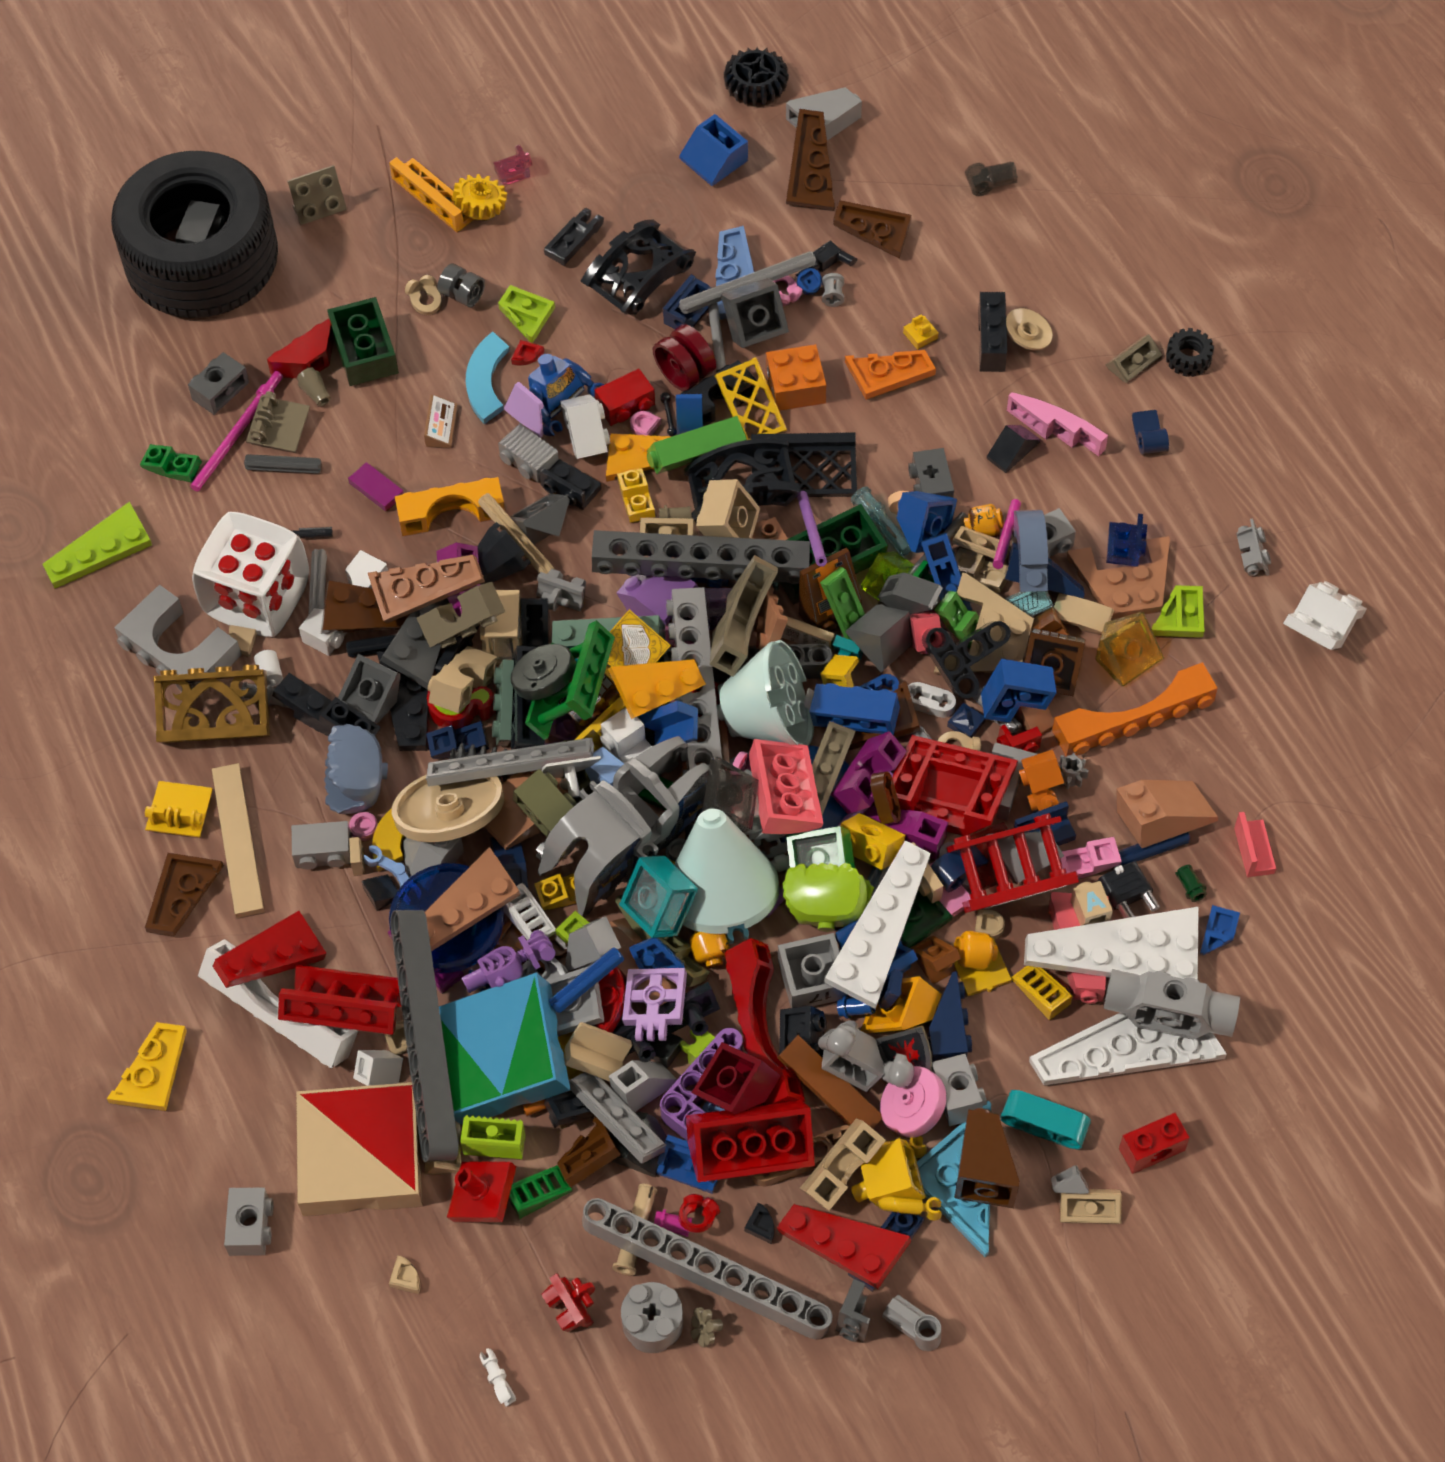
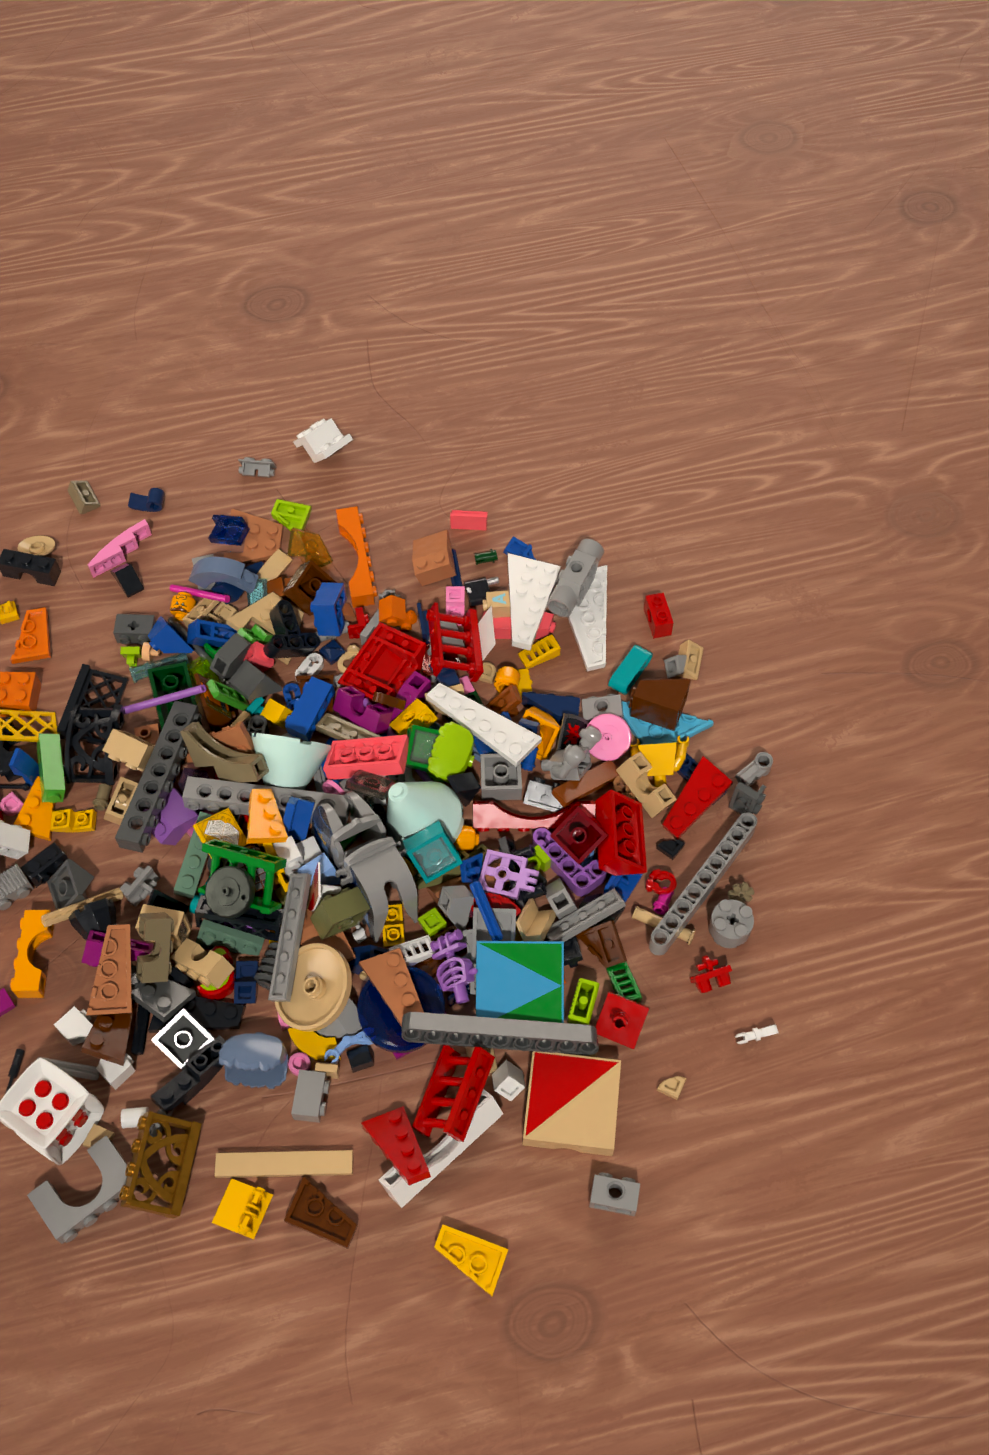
camera: 80 degrees left, 0 degrees up
(778, 921) = (465, 786): none -> black slope
(890, 485) = (131, 654): none -> lime tile
(1191, 340) = (89, 457): black tyre -> none

